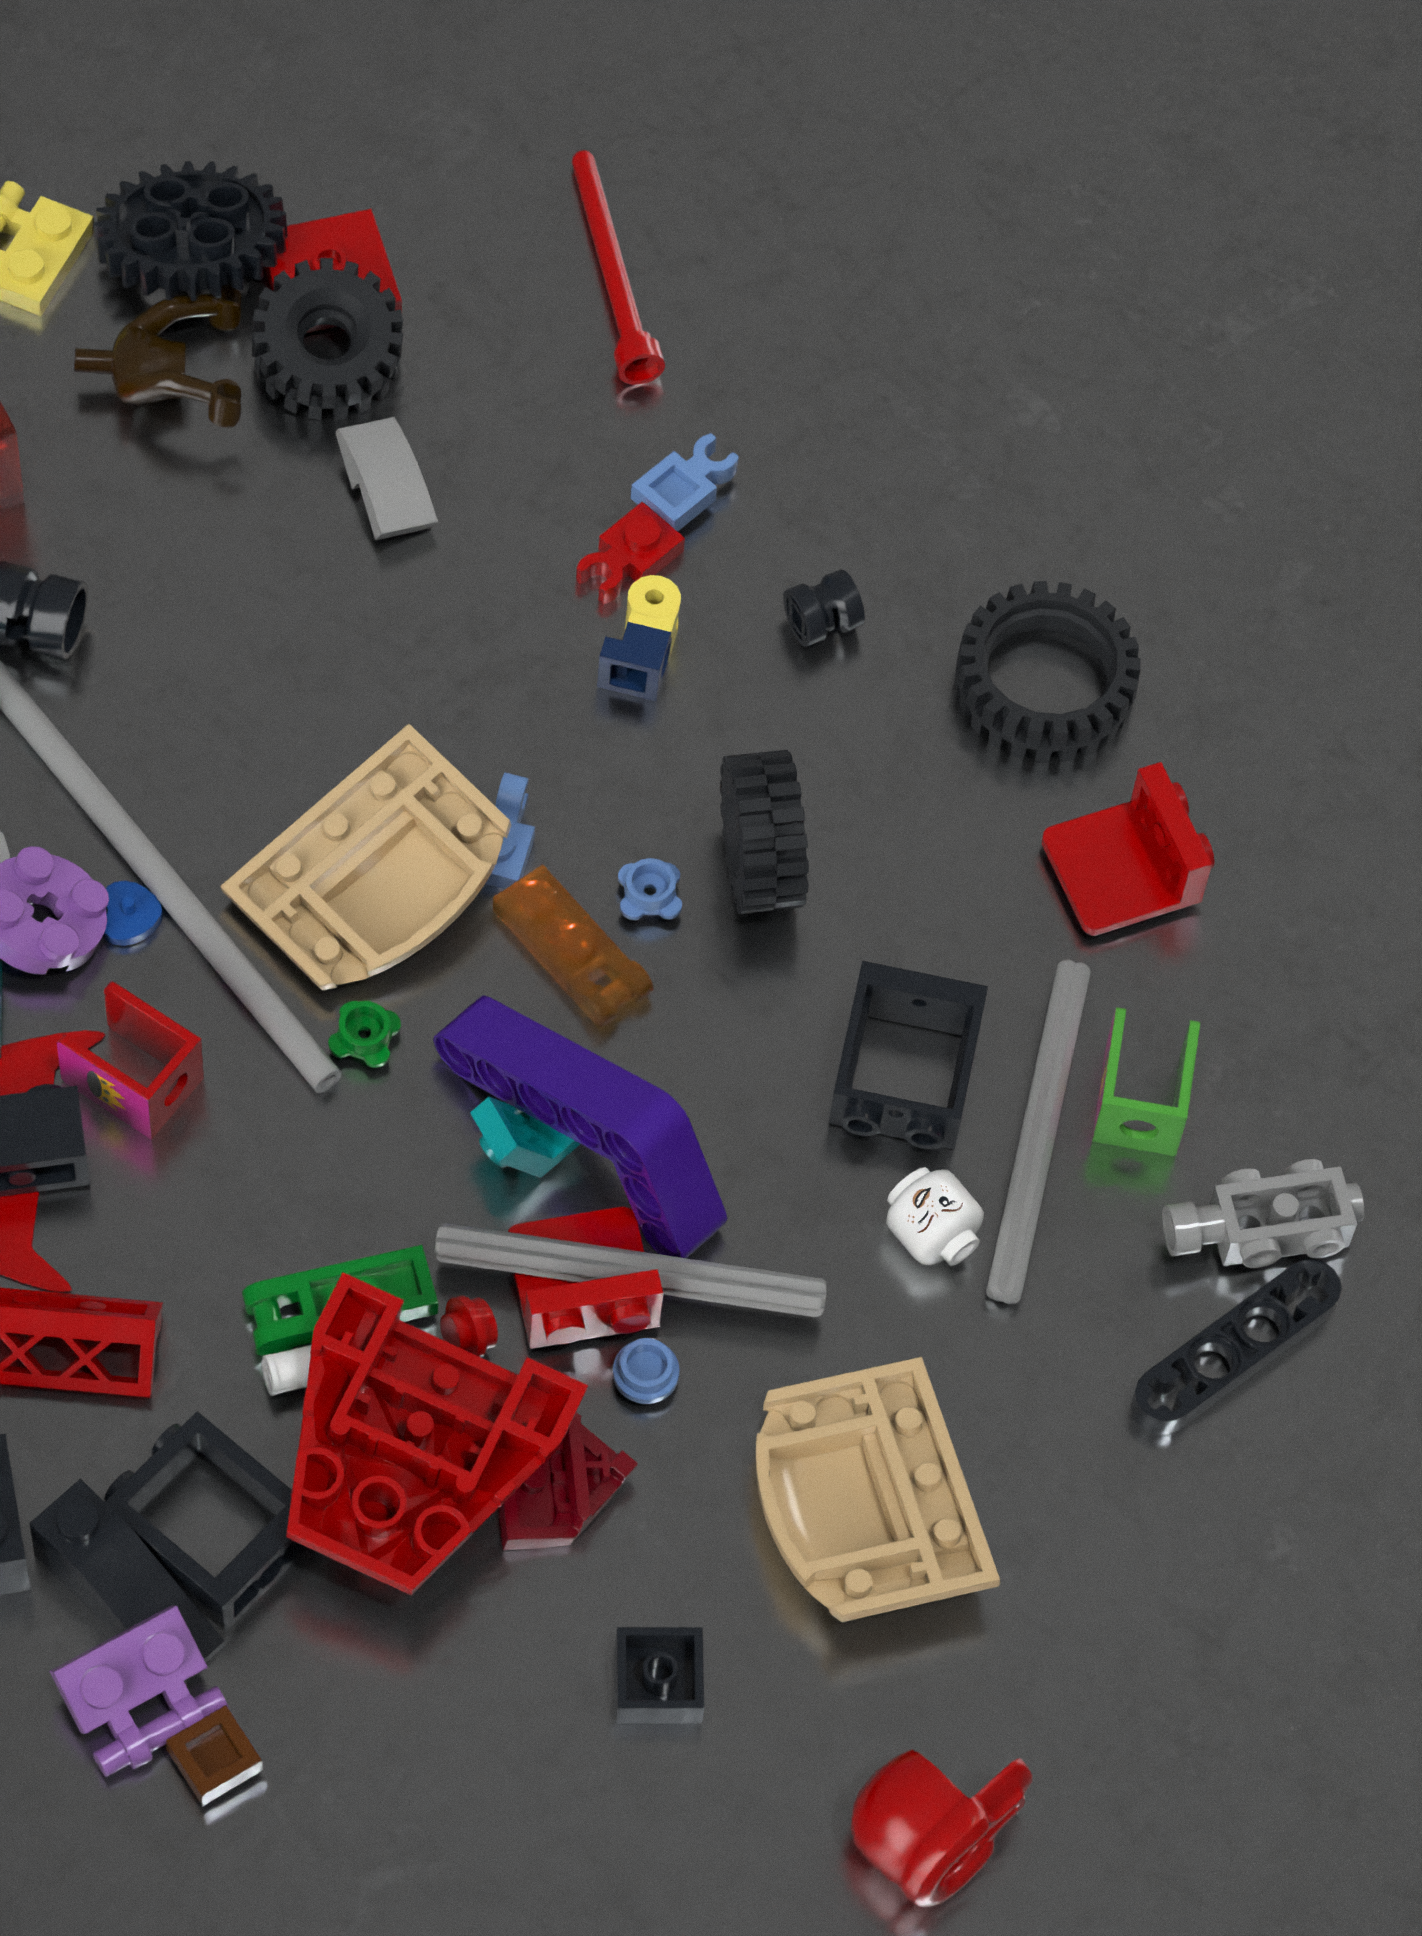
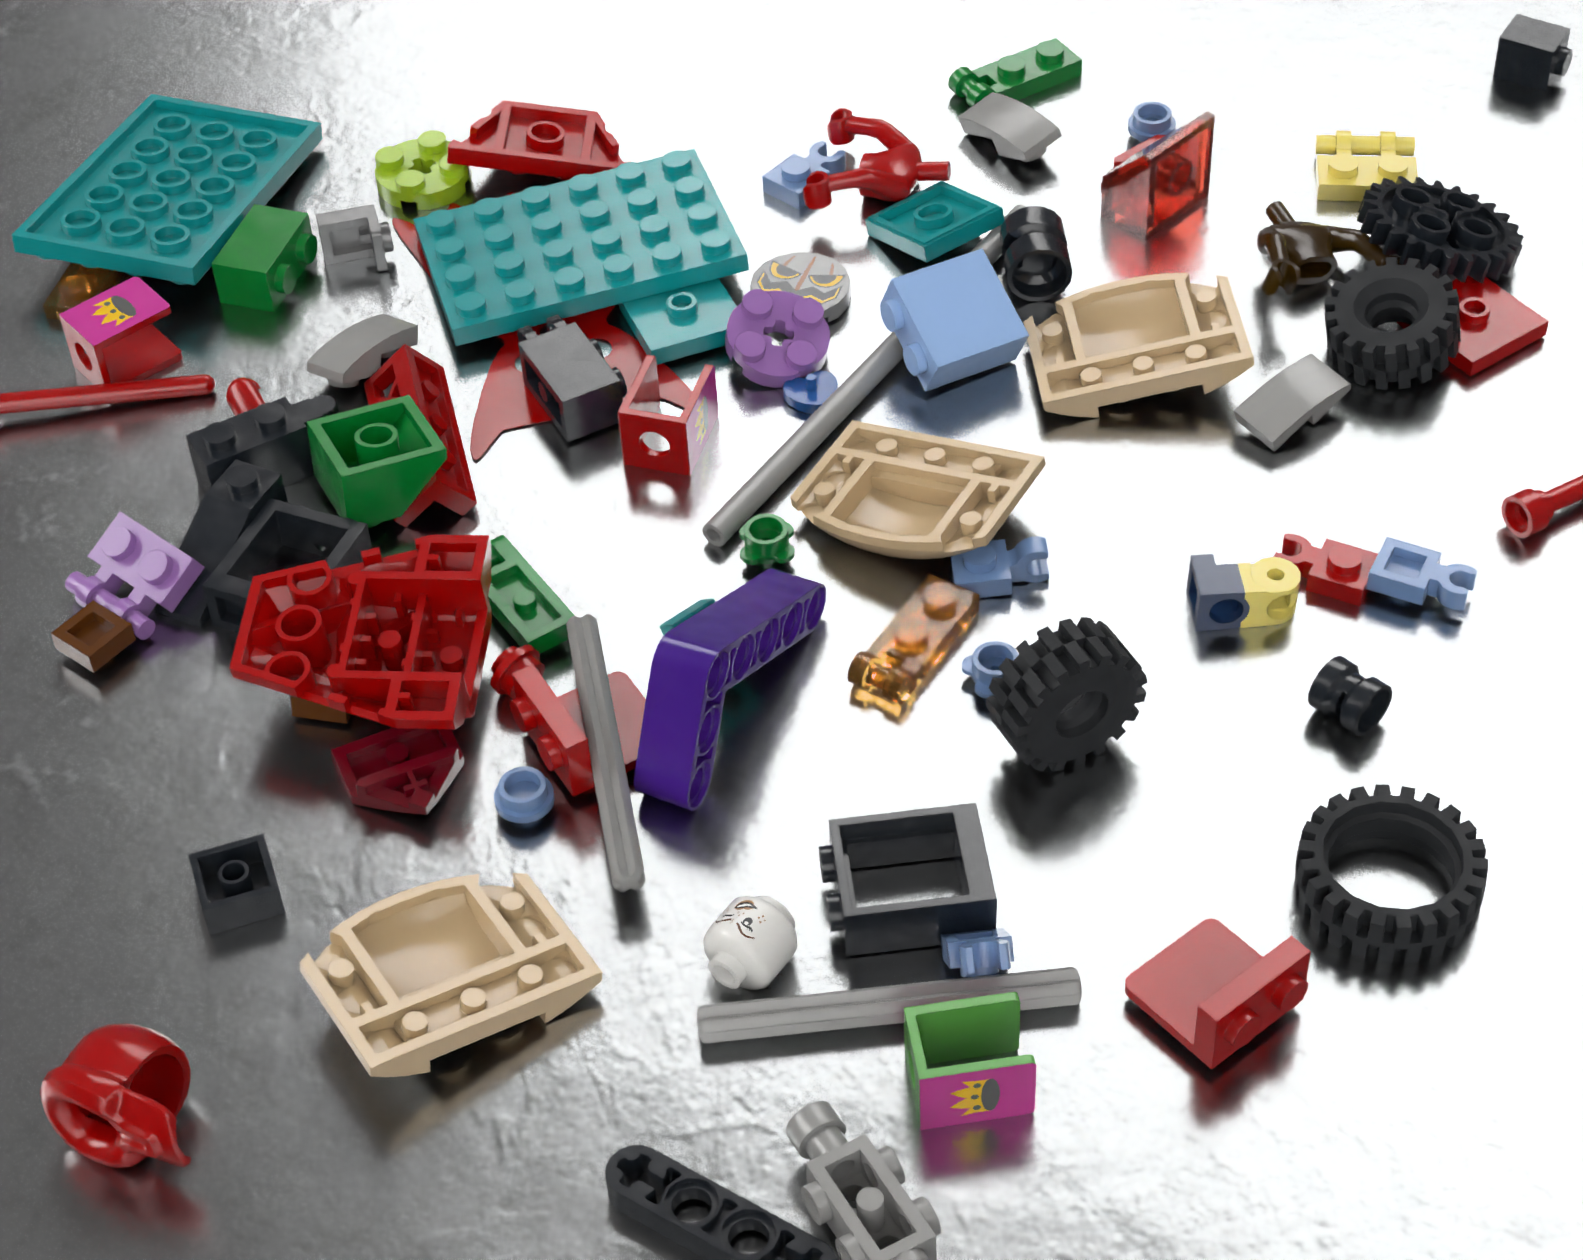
camera: 80 degrees right, 15 degrees down
(81, 1377) = (375, 458): none -> green slope
(129, 727) = (953, 320): none -> light blue brick
(231, 573) = (1137, 342): none -> tan slope
(1019, 1024) = (978, 951): none -> medium blue plate

